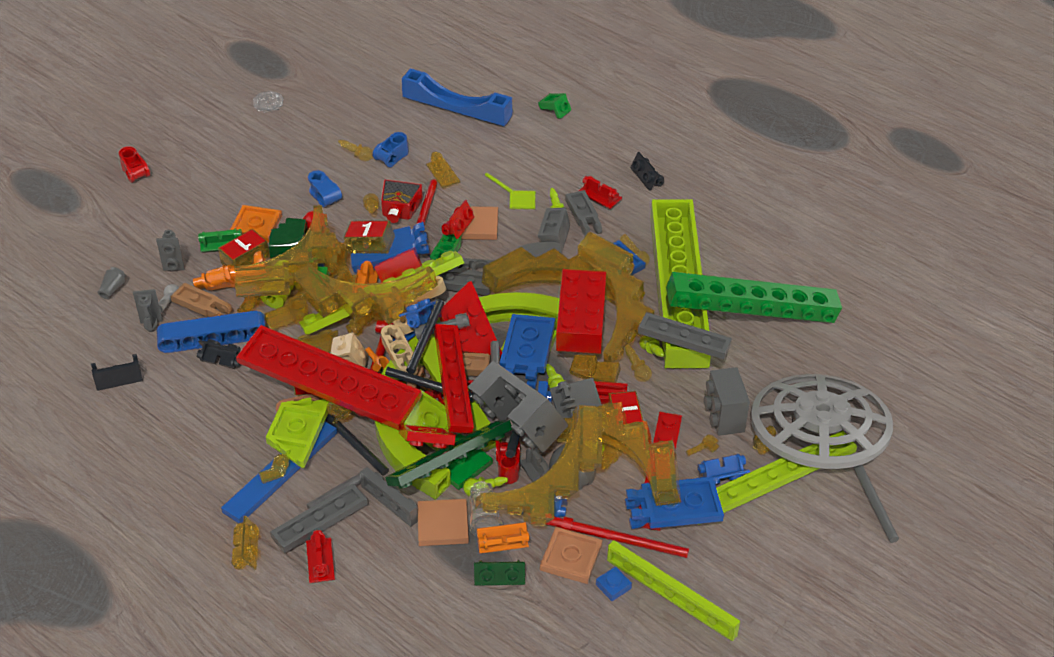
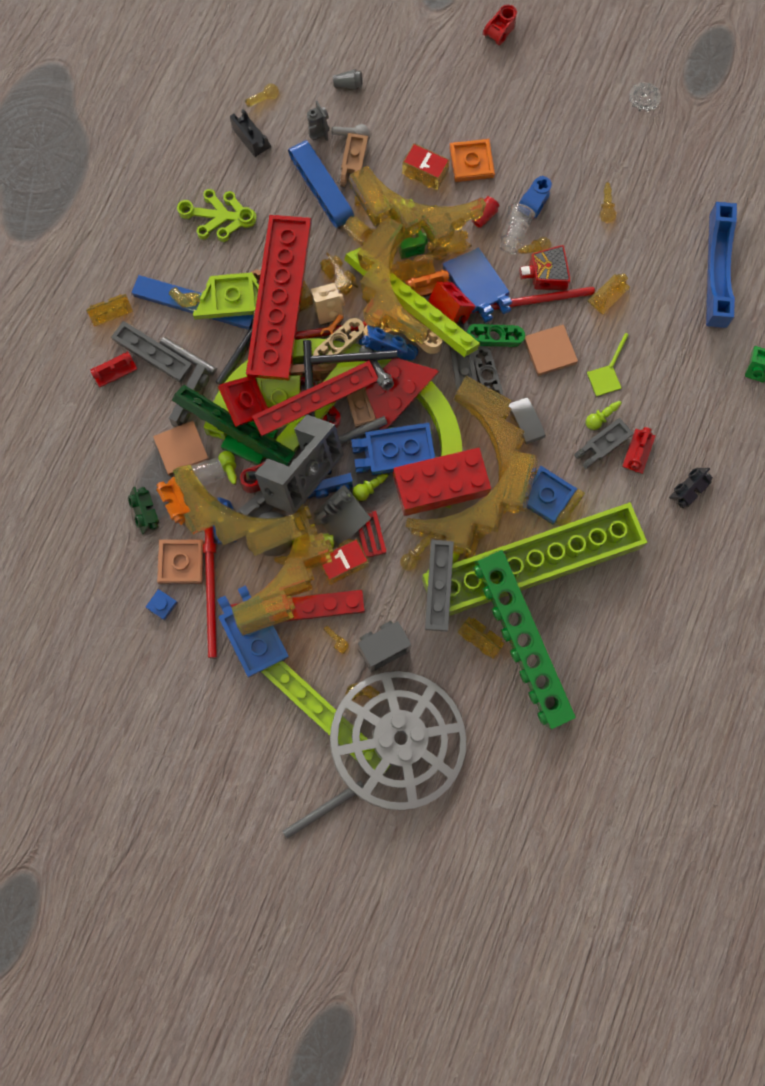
camera: 70 degrees right, 30 degrees up
(78, 348) = (270, 92): none -> clear yellow bar
(170, 251) = (394, 107): dark grey hinge -> none
(208, 402) = (220, 215): none -> lime plant
(212, 350) = (299, 194): black hinge -> none
(213, 240) = (434, 138): green hinge -> none
(221, 277) = (392, 172): orange piece -> none
(286, 236) = (453, 192): dark green piece -> none
(344, 207) = (516, 226): none -> clear plant
(369, 236) = (476, 262): brick -> none
(392, 149) = (617, 235): blue piece -> none
(459, 220) = (533, 333): red hinge -> none
(554, 226) = (565, 423): dark grey hinge -> none
(588, 367) = (395, 519): clear yellow slope -> none
(673, 590) = (163, 654): lime tile -> none
(732, 468) = (311, 671): blue hinge -> none
(743, 338) = (488, 644): none -> clear yellow hinge

